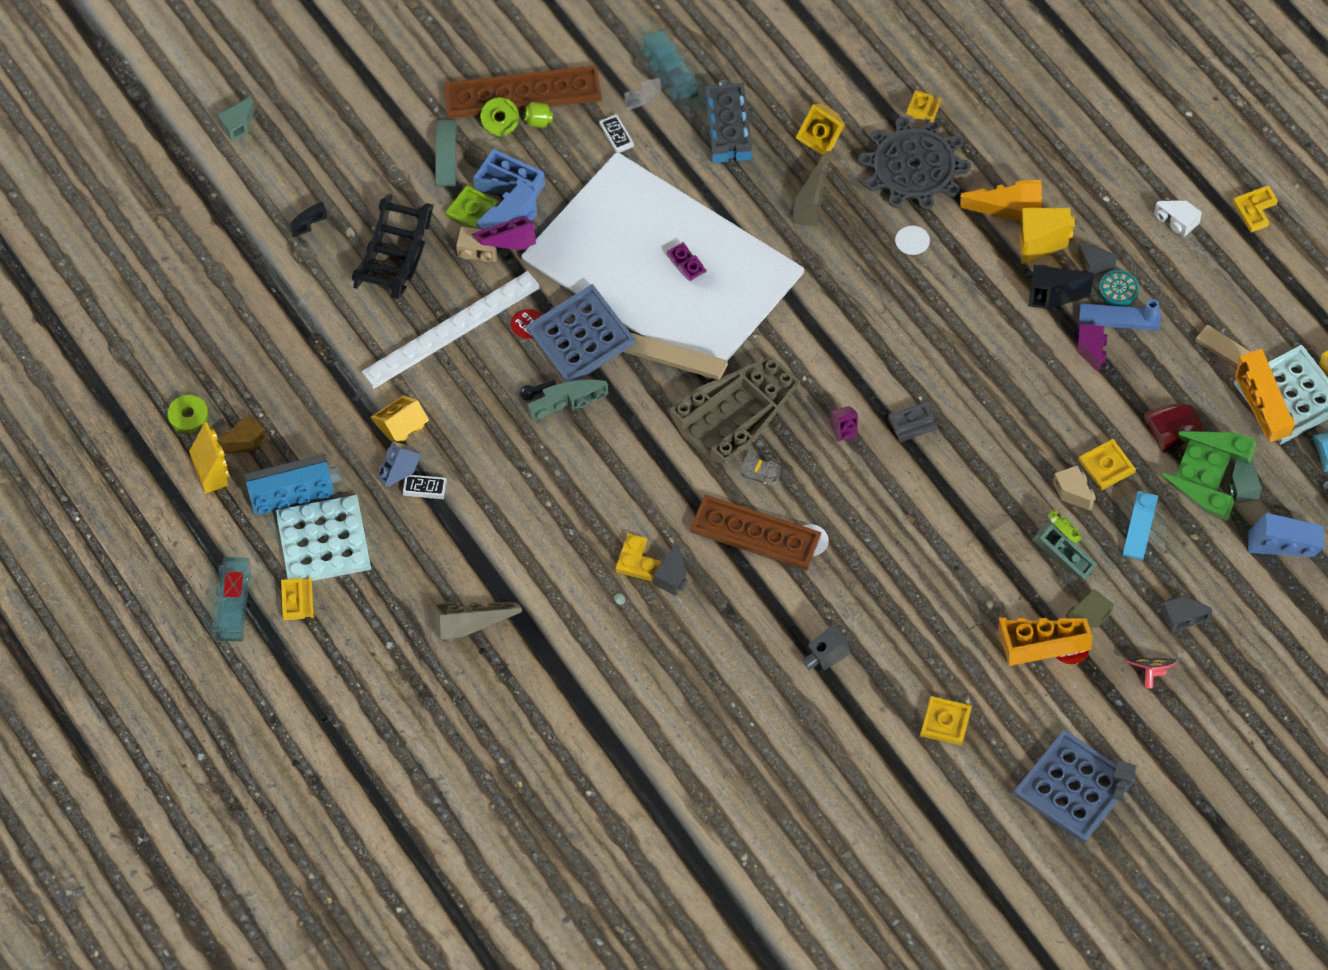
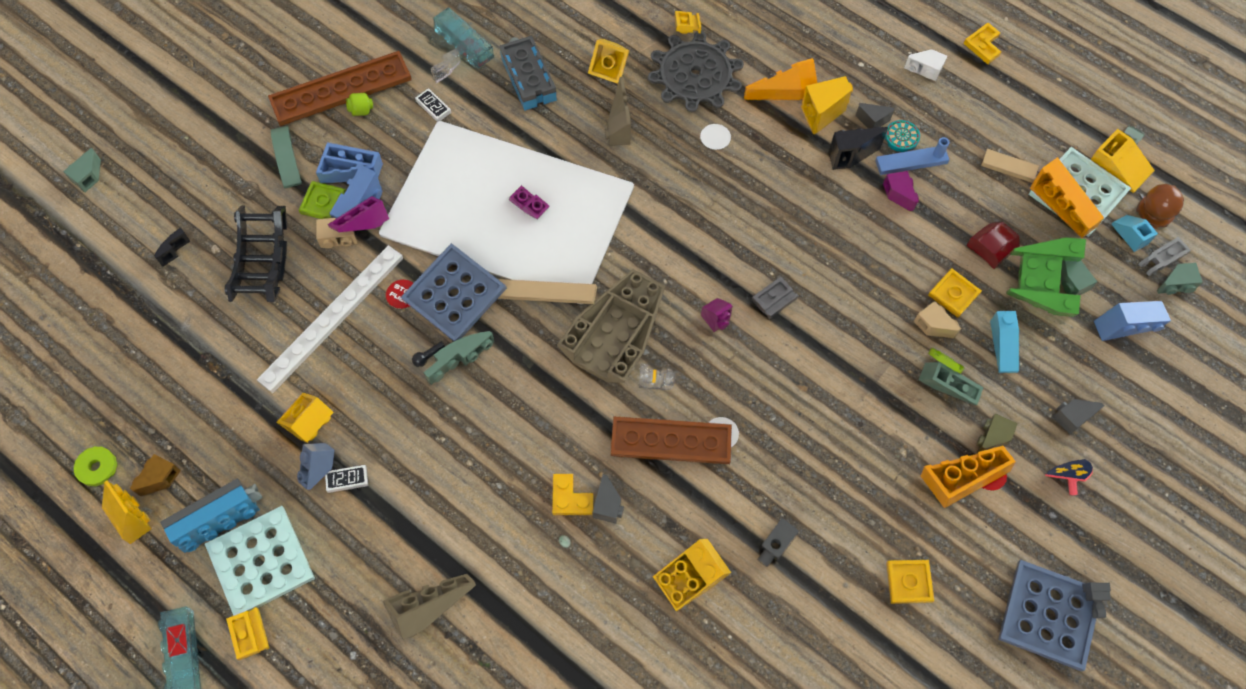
camera: 20 degrees left, 5 degrees up
(499, 128) = (325, 124): lime tile -> none
(734, 657) = (691, 574): none -> yellow slope

